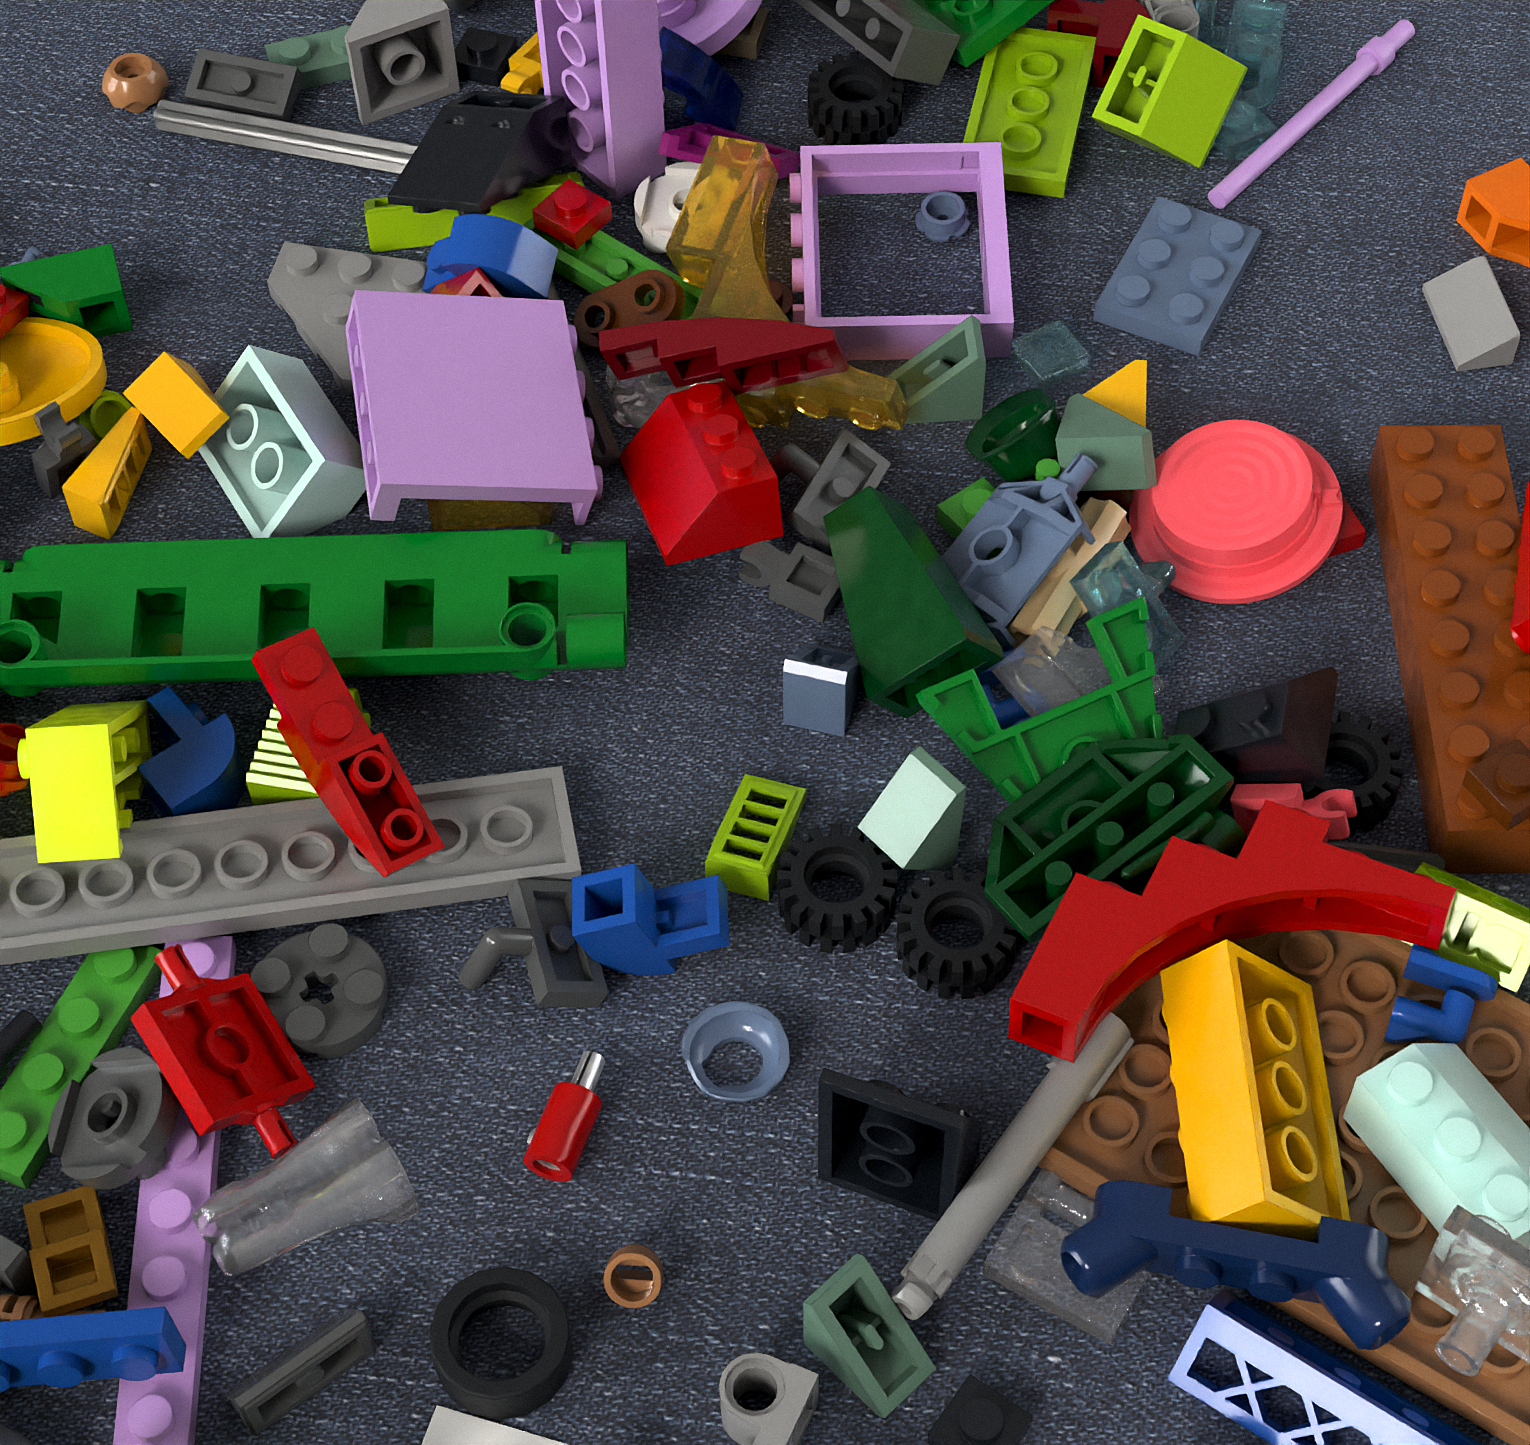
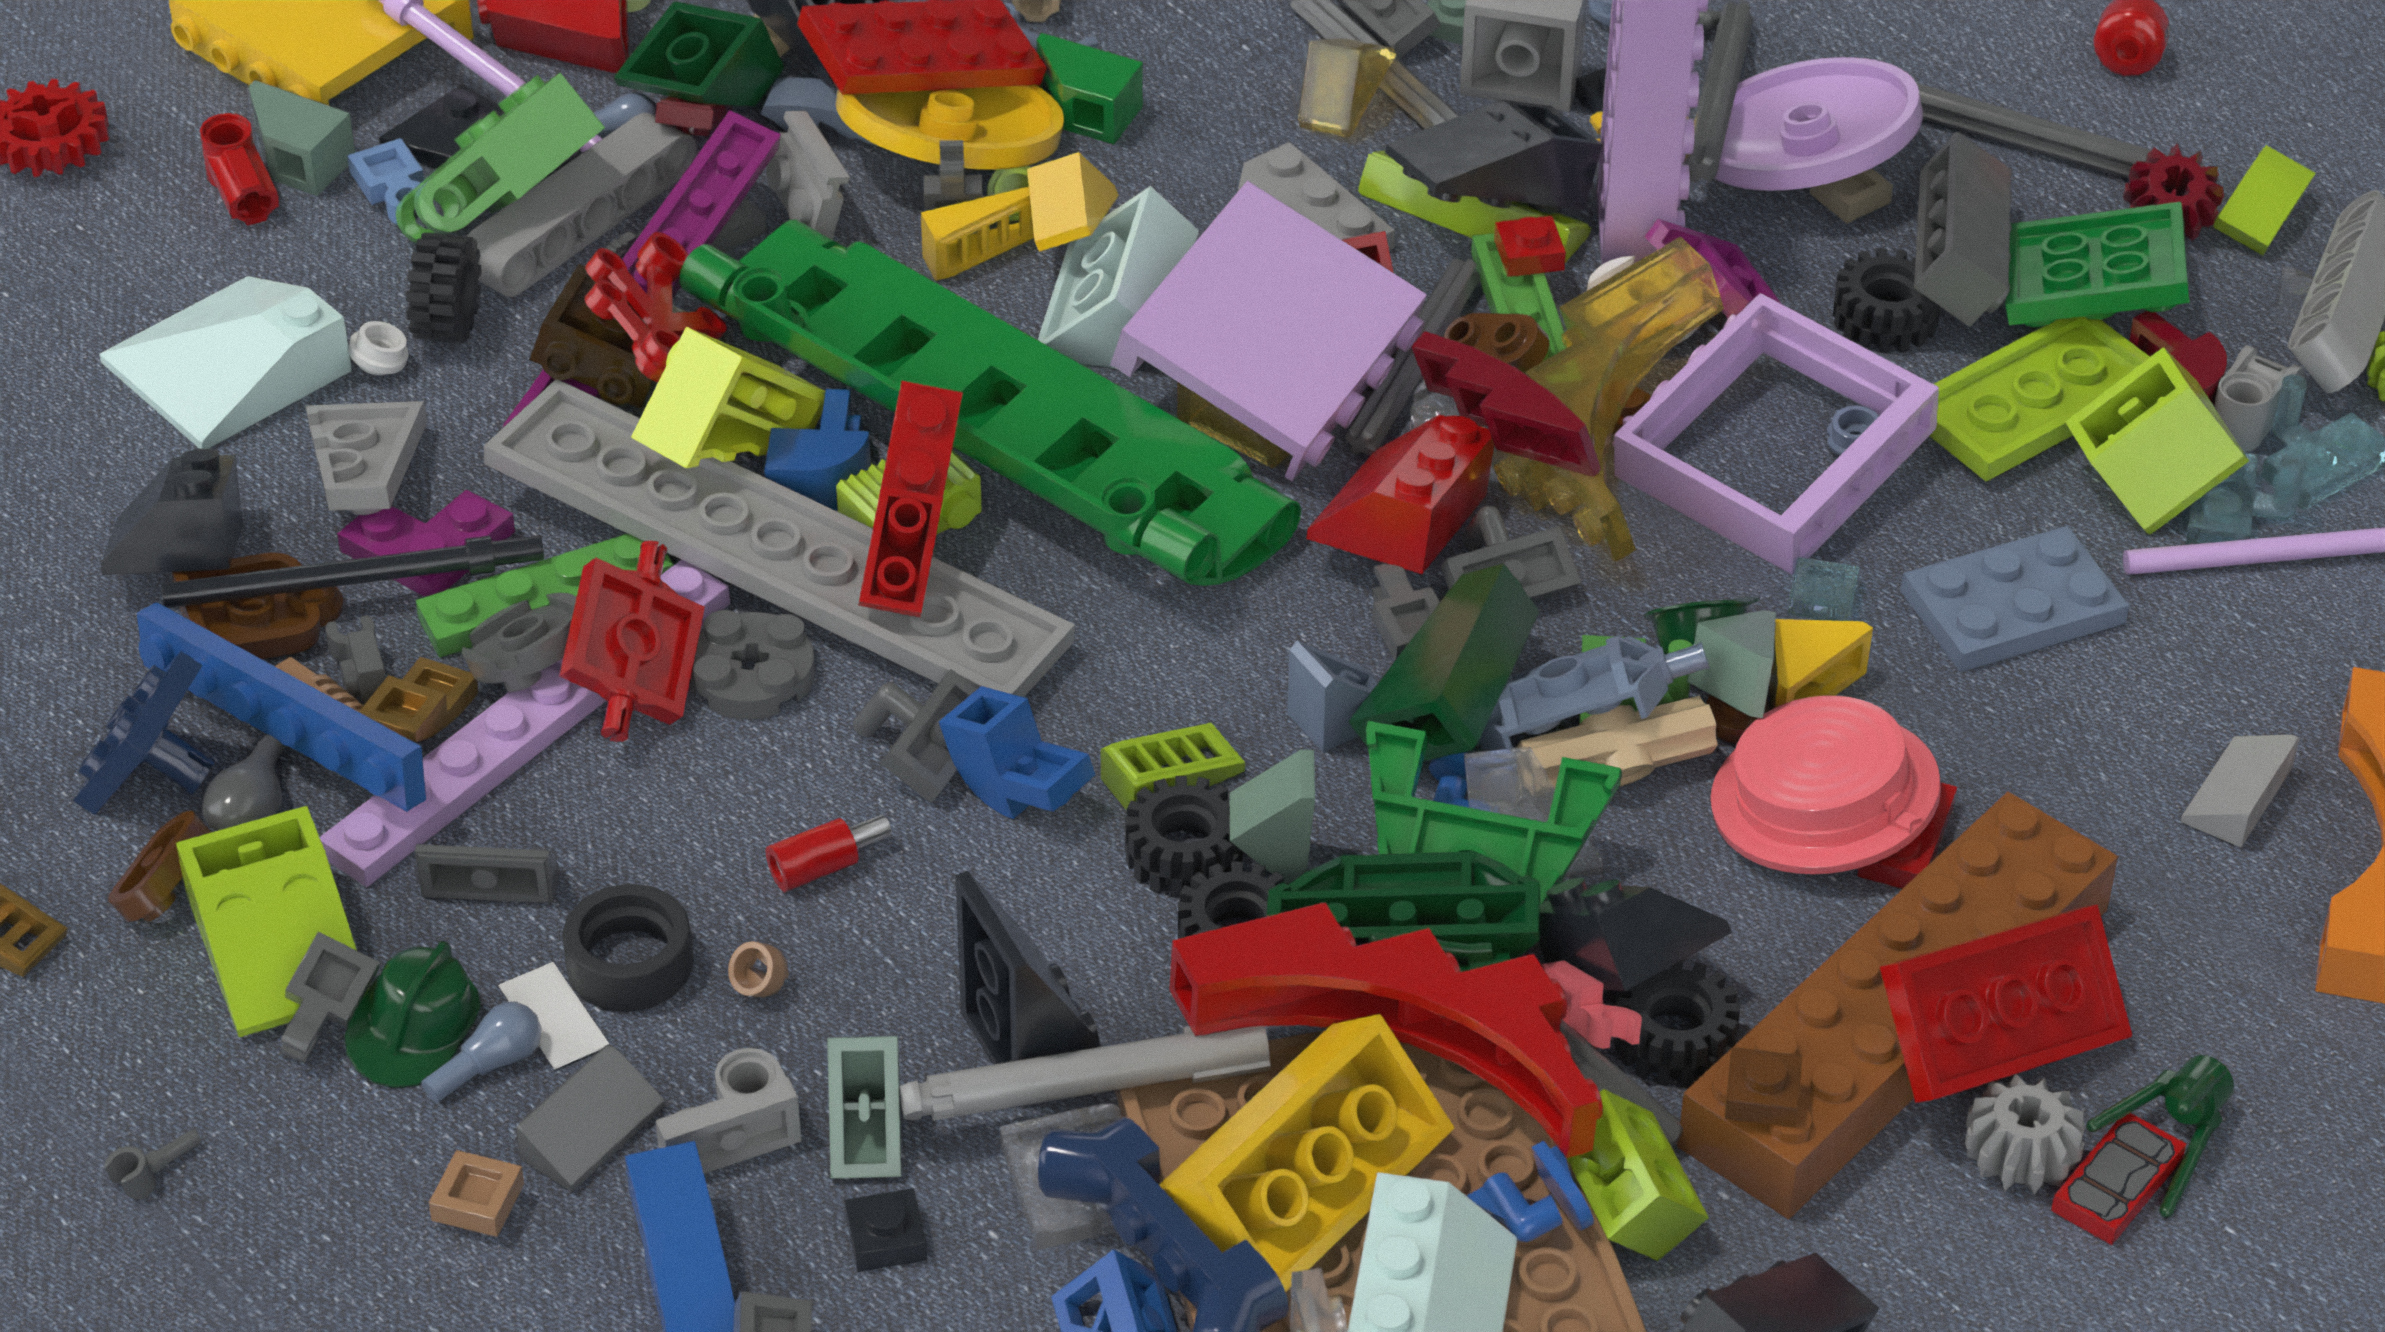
camera: 40 degrees right, 10 degrees down
(280, 169) = (1340, 83): none -> clear yellow slope
(317, 1187) = (615, 770): clear piece -> none
(505, 251) = (1420, 237): blue brick -> none
(692, 73) = (1757, 209): clear blue slope -> none
(737, 1023) = (993, 868): sand blue piece -> none
(946, 377) = (1700, 551): sand green slope -> none
(1116, 579) = (1637, 815): clear light blue plate -> none

